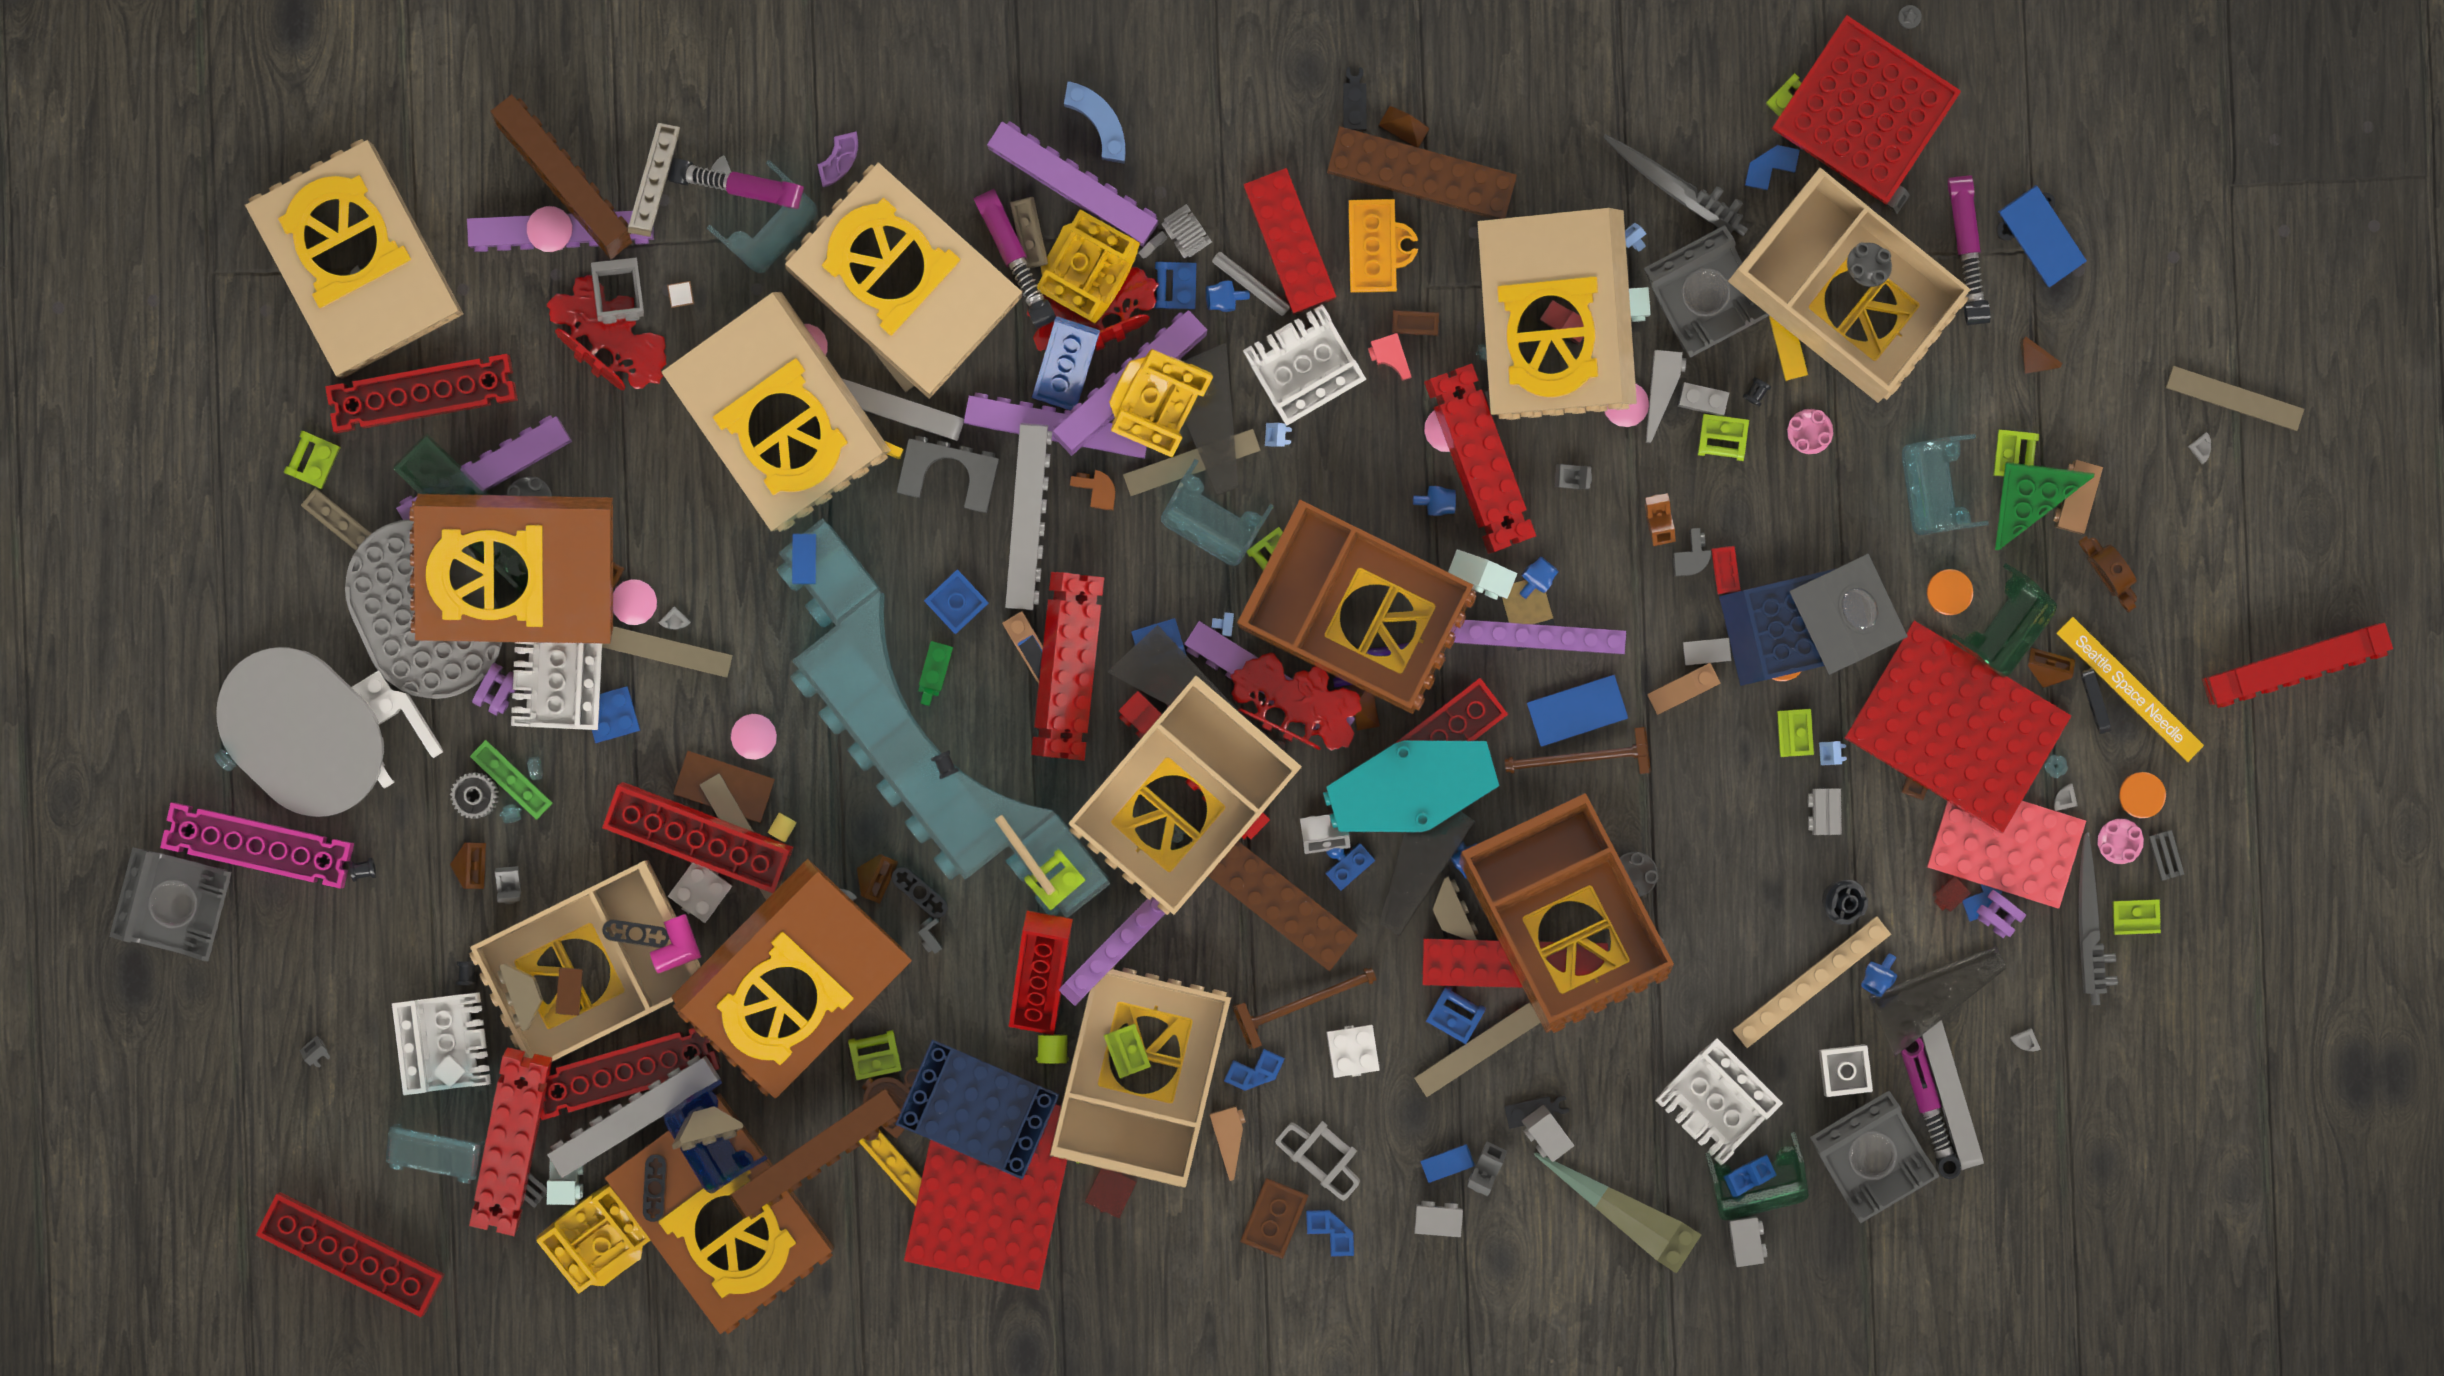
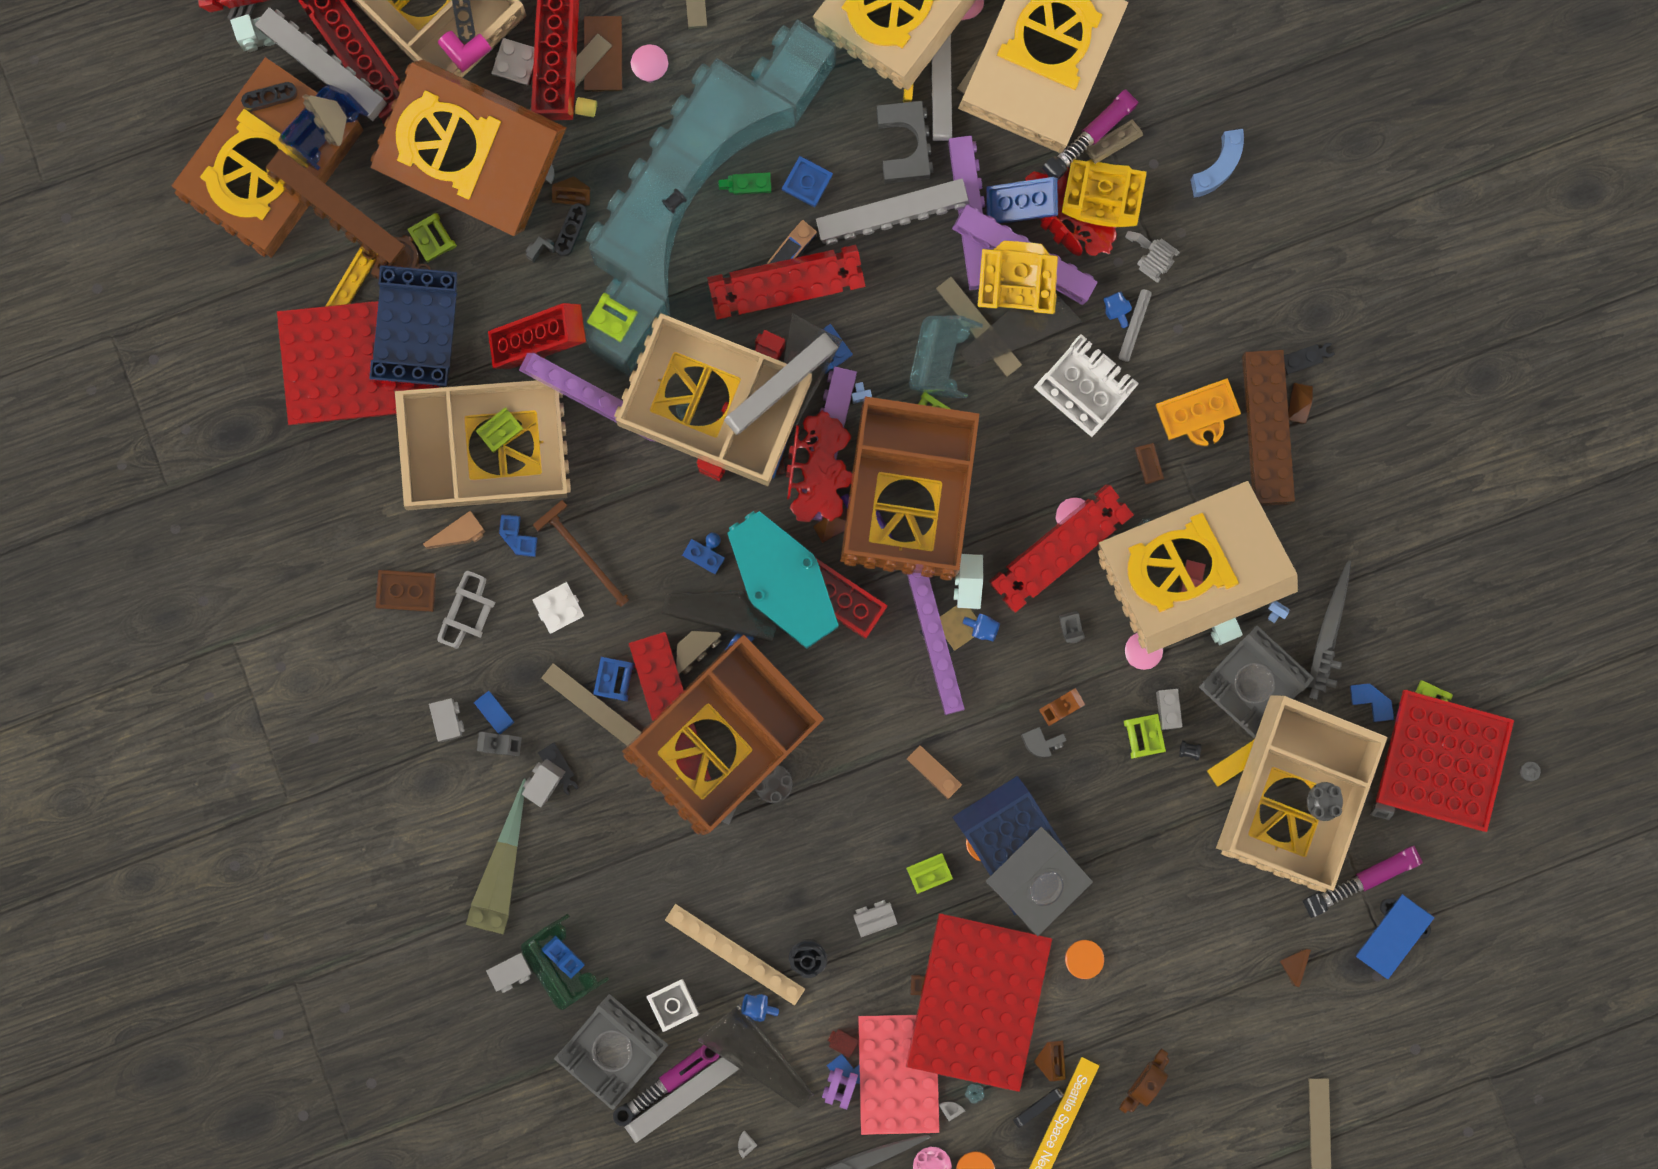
camera: 75 degrees right, 5 degrees down
(594, 1240) = (213, 69): yellow slope -> none
(804, 559) = (799, 38): blue slope -> none
(1025, 855) = (623, 287): tan bar -> none
(1052, 1049) = (482, 371): lime piece -> none
(1071, 183) = (1164, 158): medium lavender brick -> none
(1103, 489) = (933, 264): dark orange brick -> none
(1110, 1192) = (383, 456): clear red piece -> none
(1183, 285) = (1113, 274): blue plate -> none
(1197, 714) = (781, 383): none -> light grey beam
(1276, 434) = (1023, 383): light blue tile -> none
(1283, 905) = (655, 512): reddish brown brick -> none
(1289, 241) = (1179, 343): red brick -> none
(1321, 836) = (718, 524): light grey brick -> none
(1340, 1235) = (416, 633): blue tile -> none
(1390, 352) = (1119, 450): coral arch -> none
(1438, 501) = (1016, 528): blue piece -> none
(1577, 710) = (888, 694): blue tile -> none
(1638, 750) = (873, 752): reddish brown tile -> none
(1665, 376) = (1176, 673): light grey slope -> none
(1706, 651) = (970, 781): light grey tile -> none
(1719, 1100) = (615, 911): white slope -> none
(1725, 570) = (1040, 773): red plate -> none
(1810, 431) = (1173, 803): bright pink dish -> none
(1831, 753) = (923, 907): light blue tile -> none
(1931, 486) = (1163, 915): clear light blue windscreen -> none
(2009, 449) = (1212, 968): lime plate -> none
(2013, 627) = (1075, 1021): clear green windscreen -> none
(2032, 493) = (1186, 997): green tile -> none
(2076, 509) = (1196, 1036): medium nougat brick -> none
(2201, 448) = (1271, 1124): light grey tile -> none

